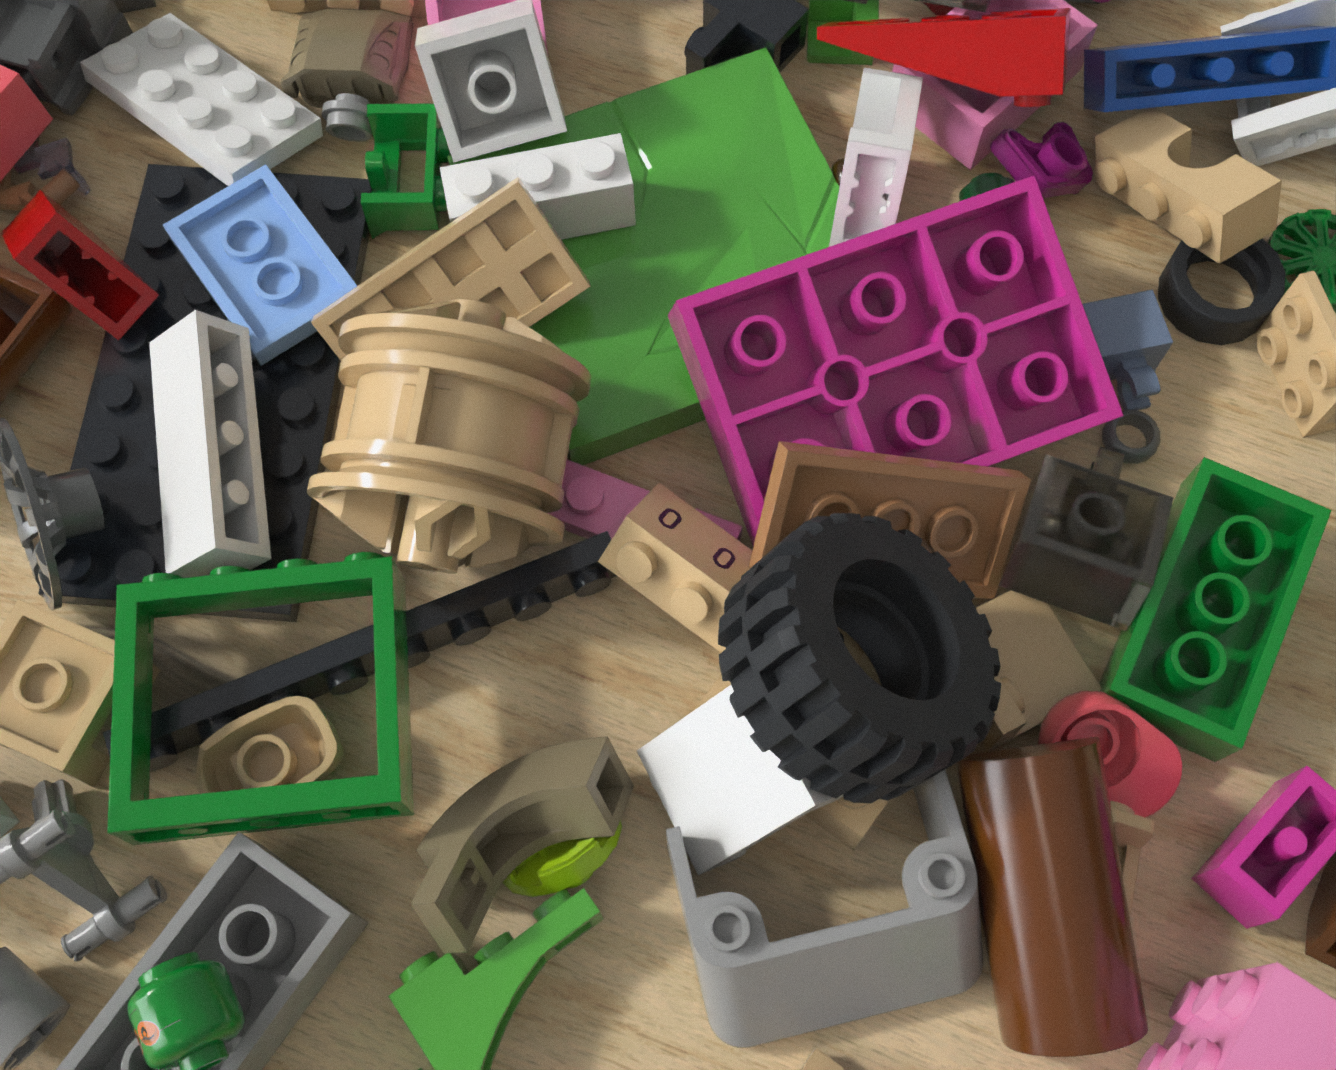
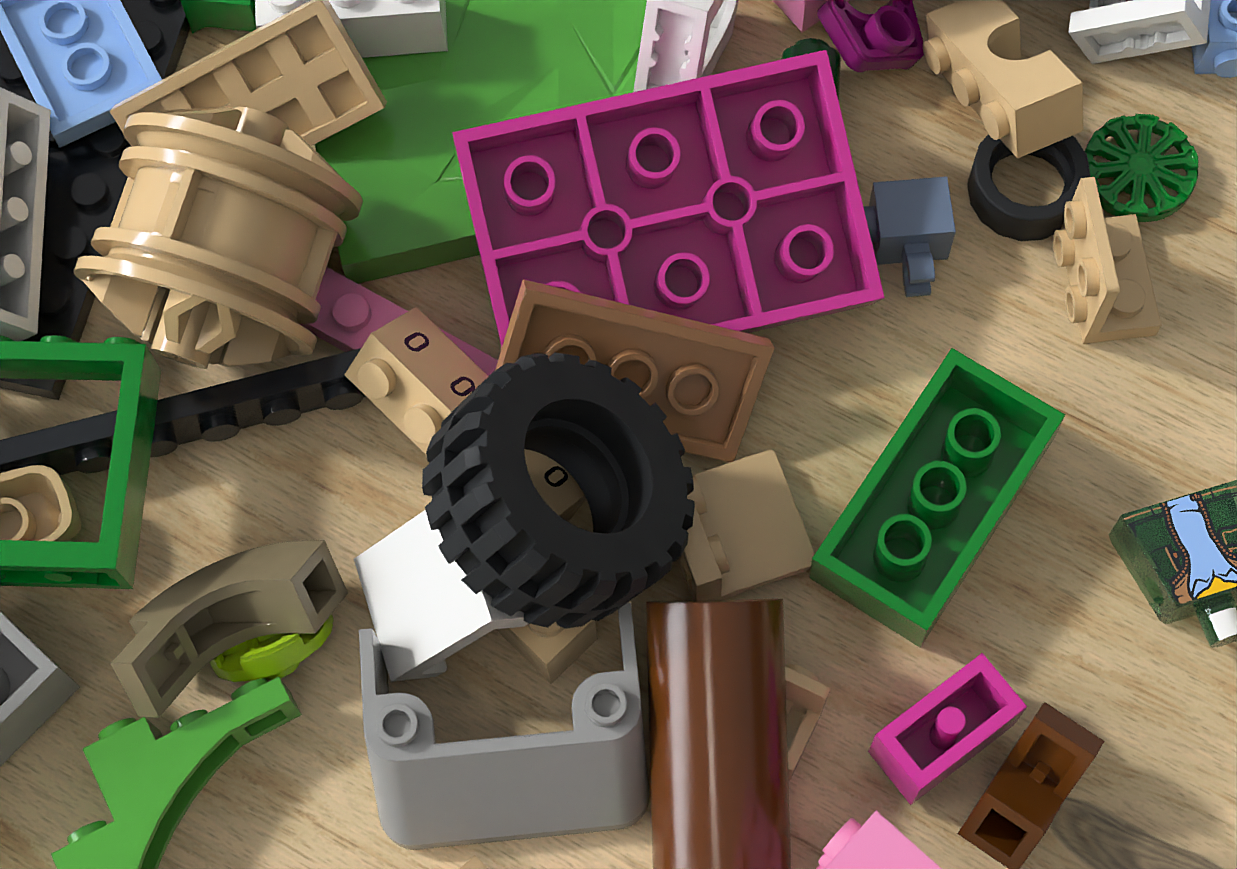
camera: 10 degrees right, 0 degrees up
(1088, 540) = (825, 412): clear smoke hinge -> none
(1137, 757) = (821, 622): coral cap -> none
(1144, 424) = (900, 339): dark grey piece -> none

